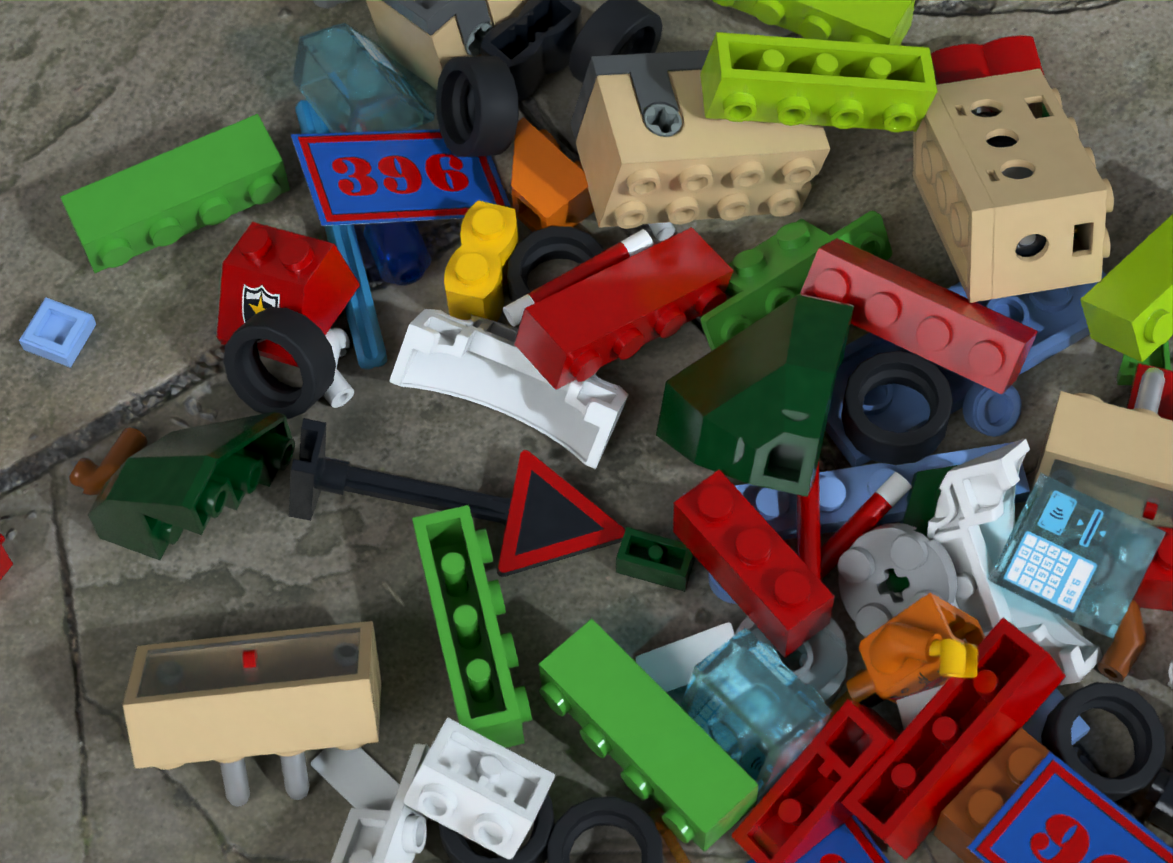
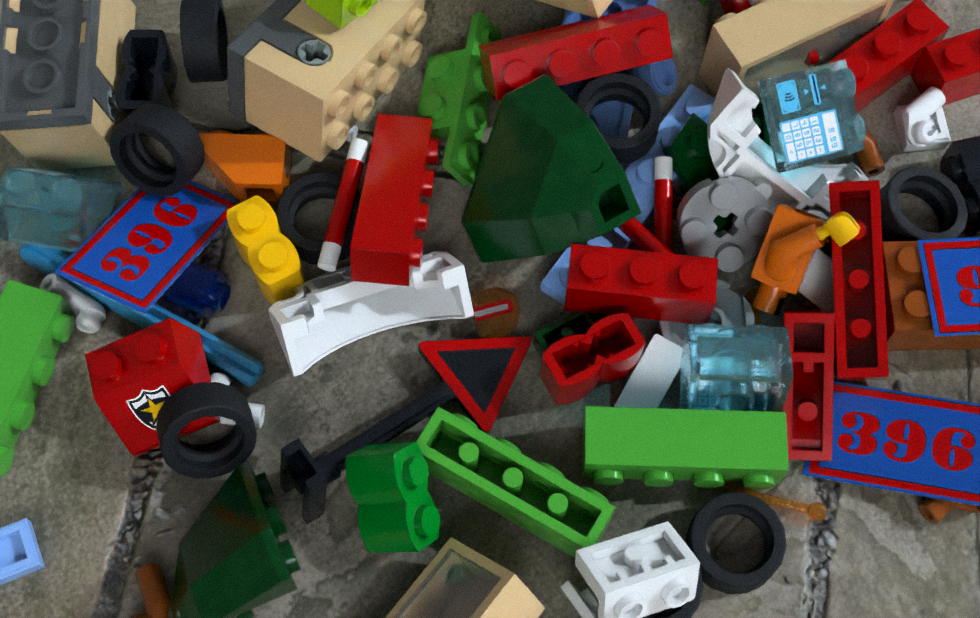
camera: 50 degrees left, 5 degrees up
(298, 199) = (88, 310): none -> white arm
(356, 553) = (392, 497): none -> green brick
(618, 484) = (495, 312): none -> clear orange tile
(635, 588) = (582, 361): none -> red brick

